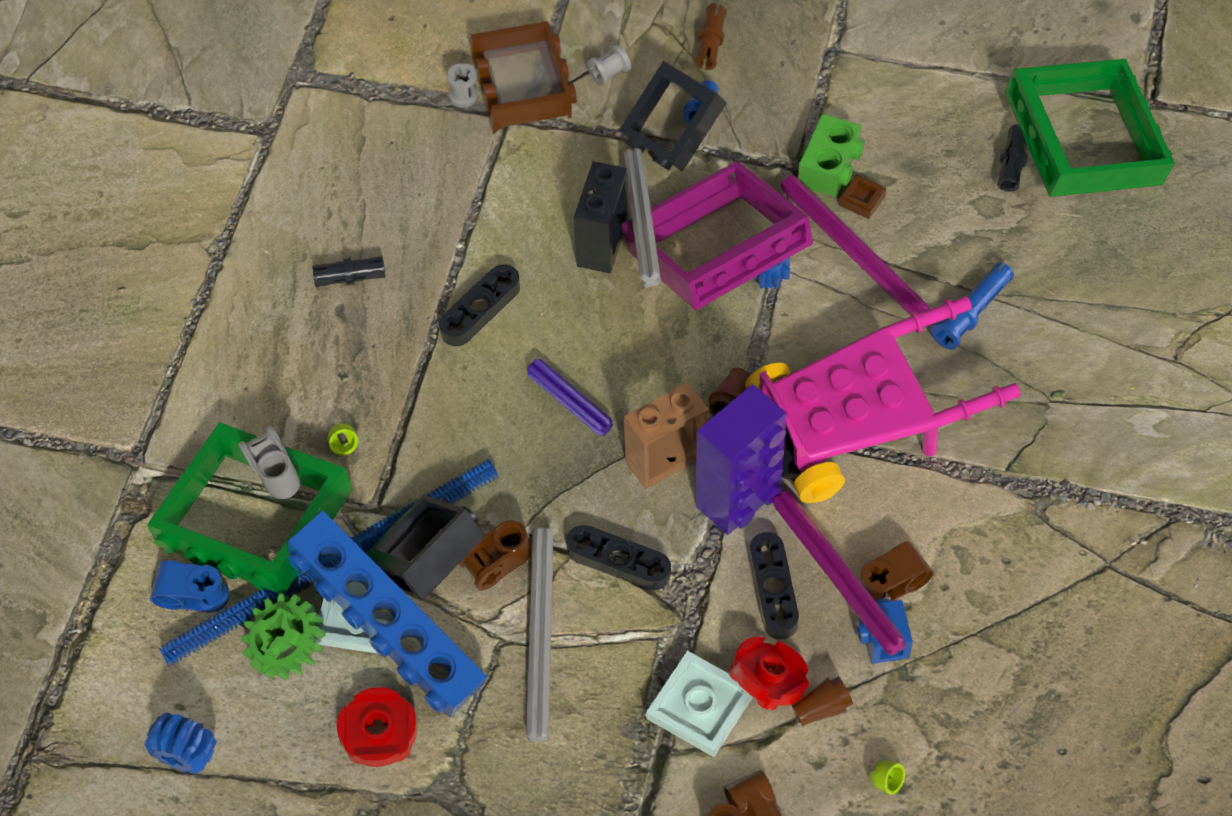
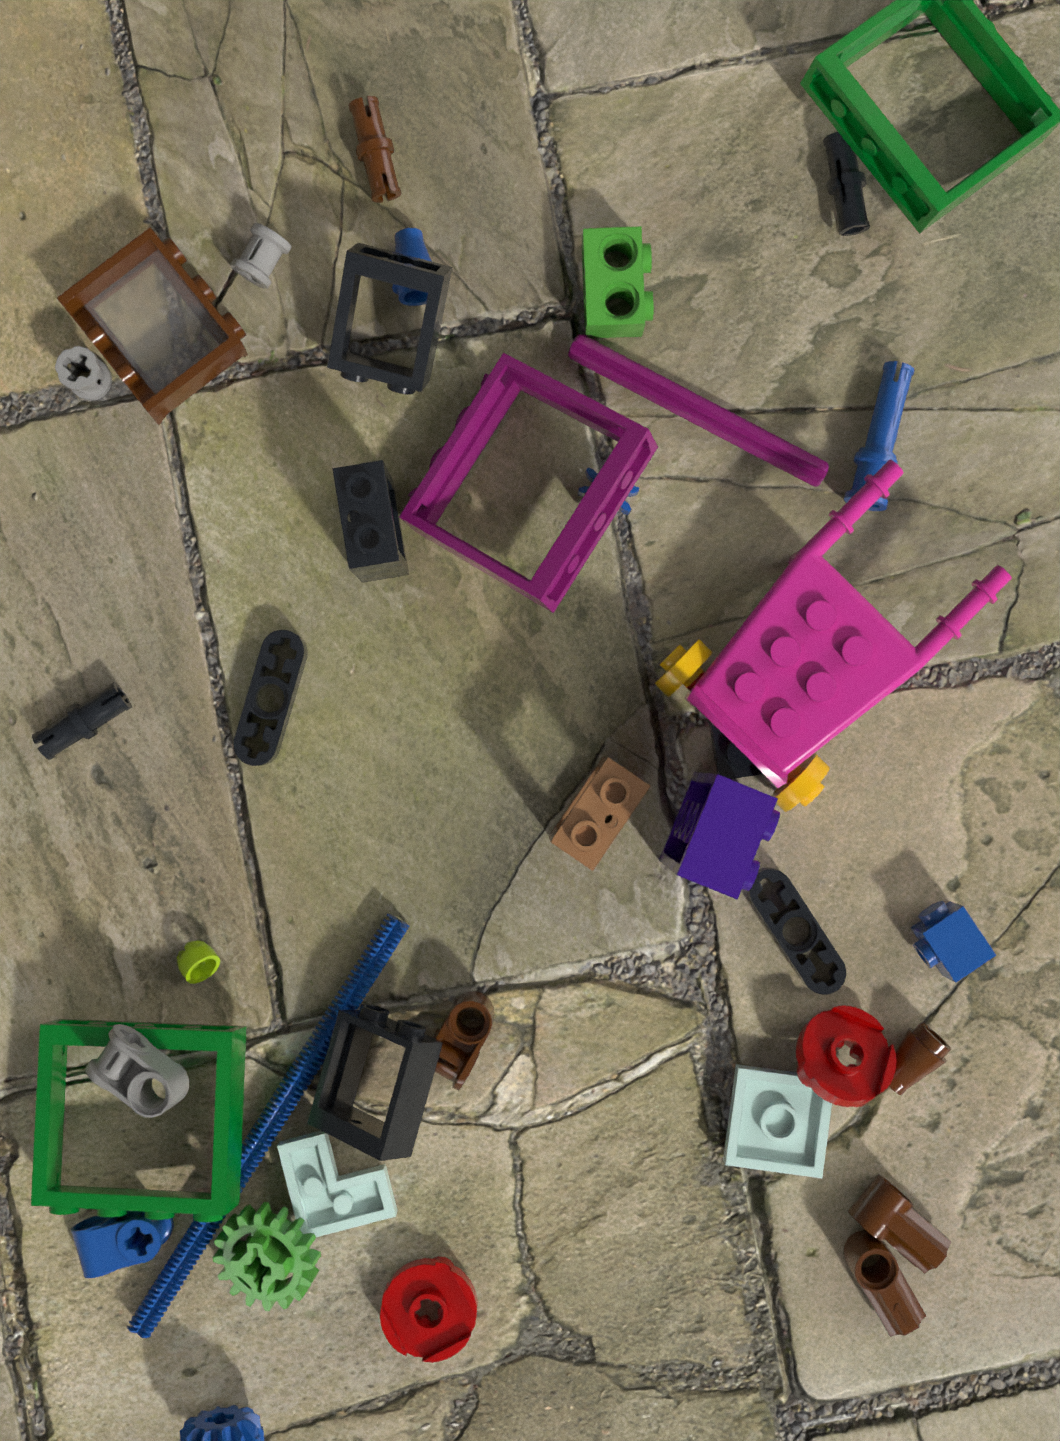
camera: 25 degrees left, 30 degrees up
(325, 537) = (263, 1152): blue brick -> none
(540, 636) = (556, 1110): light grey axle -> none
(570, 397) = (443, 782): dark purple axle -> none
(640, 577) = (637, 961): black beam -> none
(642, 218) = (425, 505): light grey axle -> none
(728, 390) = (639, 700): reddish brown cone -> none
(839, 573) = (886, 910): magenta axle -> none
(862, 196) = (676, 324): reddish brown tile -> none
(888, 776) = (1019, 1116): lime hinge -> none
(896, 573) = (937, 857): reddish brown piece -> none

